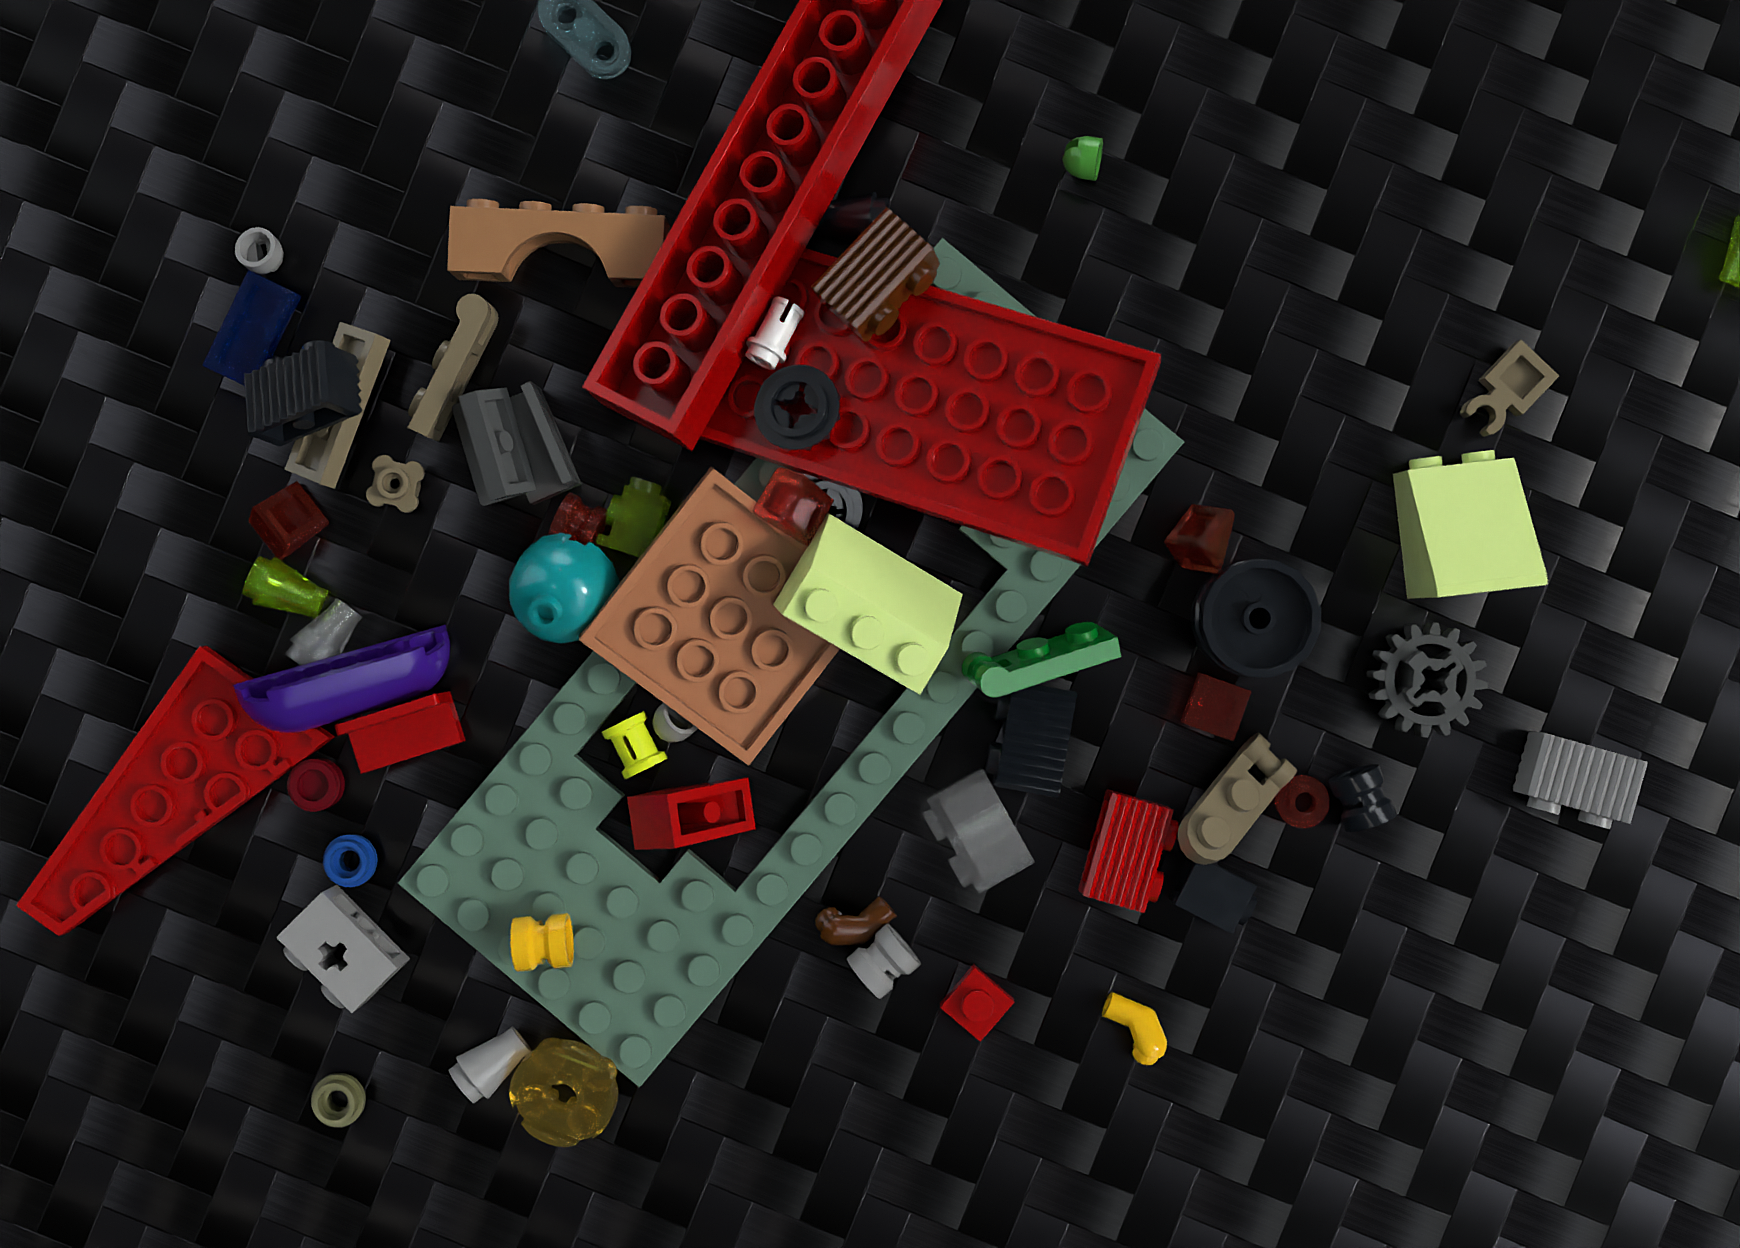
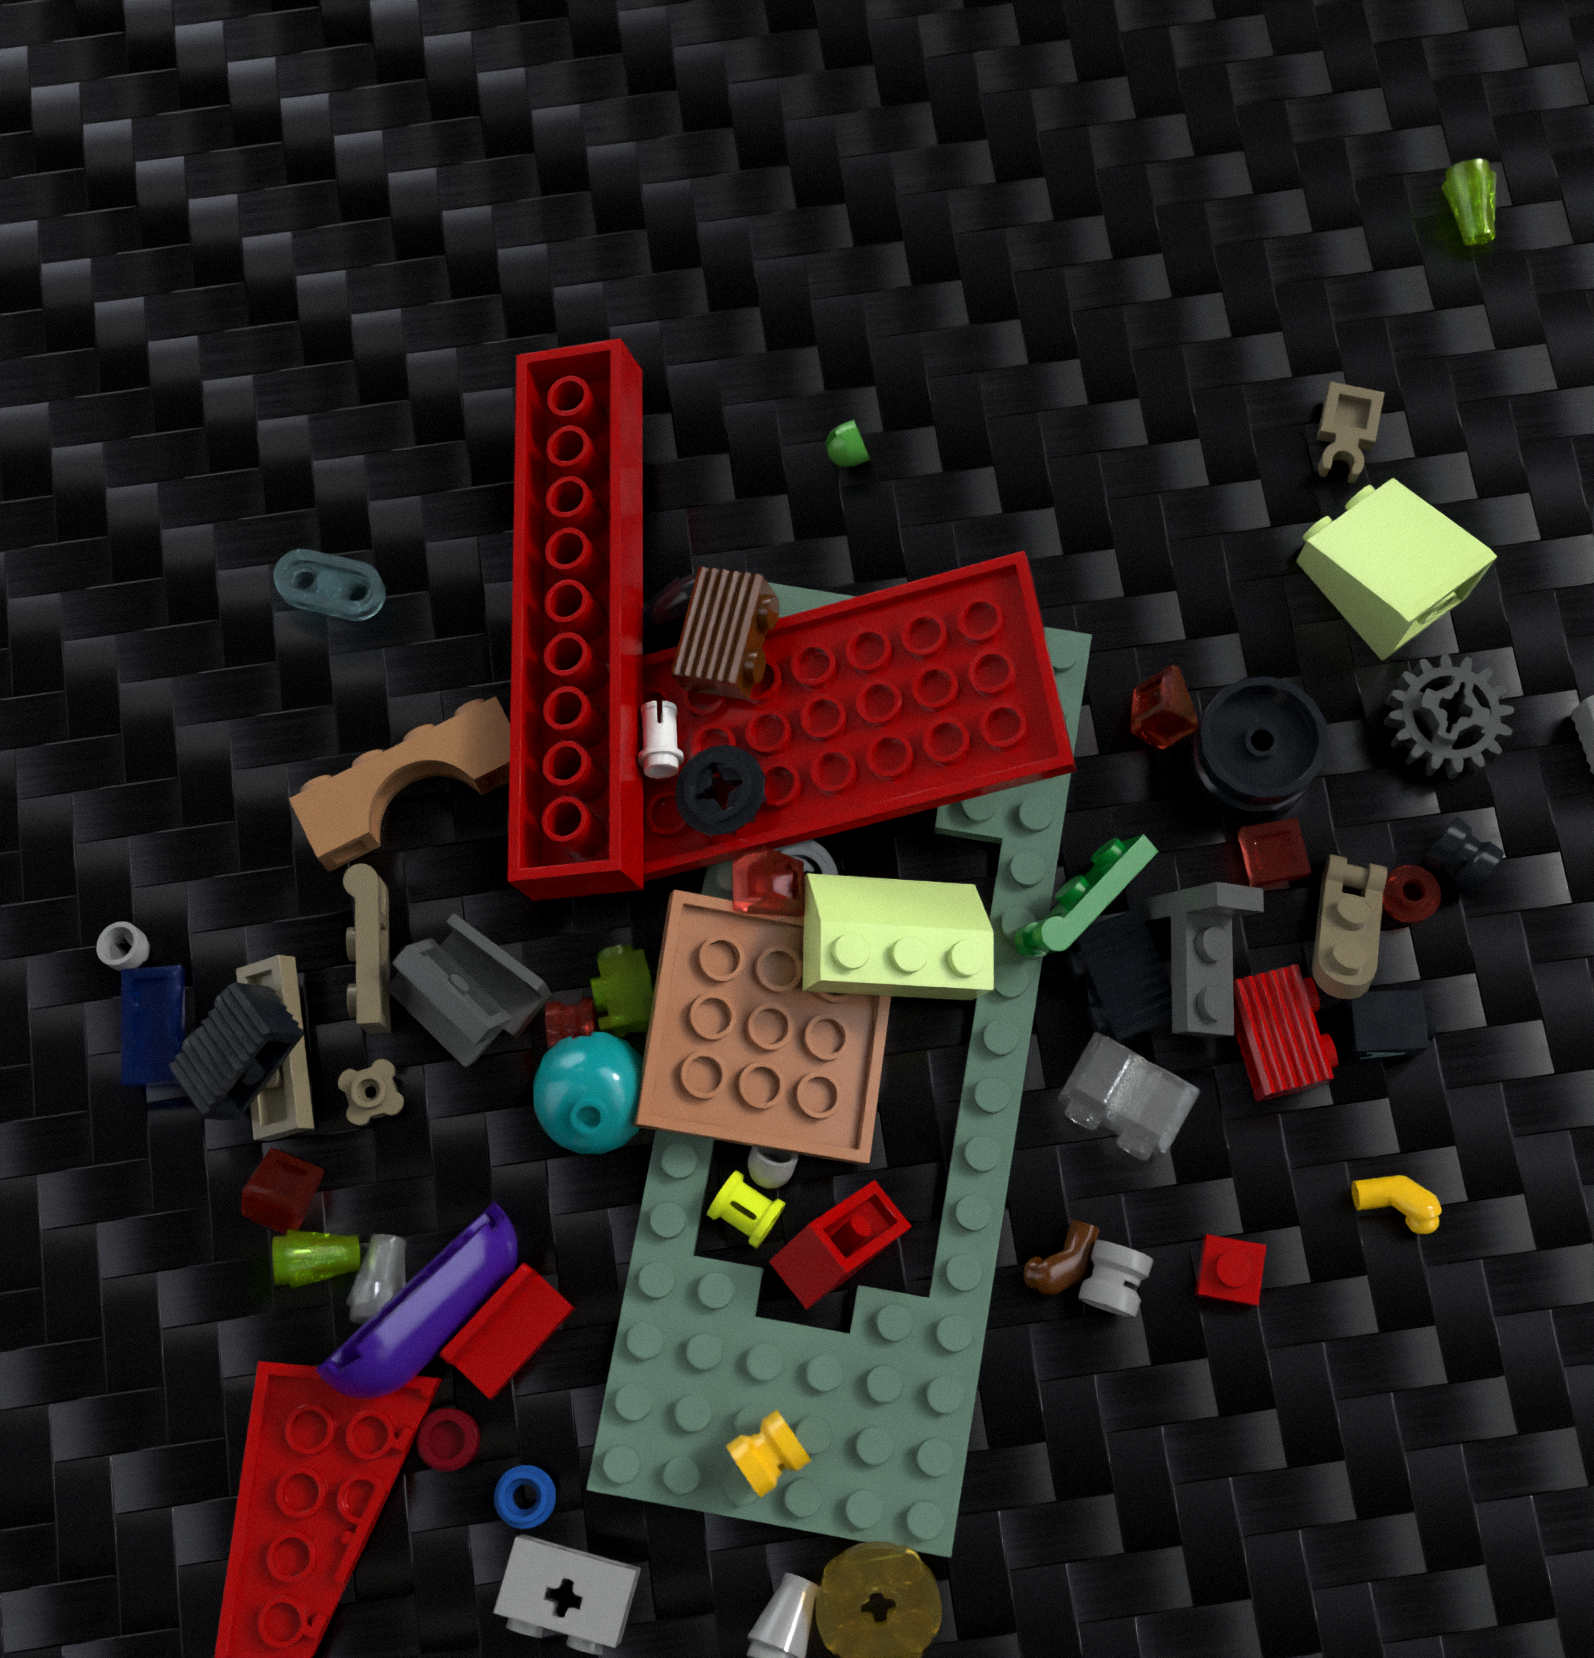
camera: 25 degrees left, 15 degrees down
(1102, 760) = (1202, 952): none -> dark grey bracket

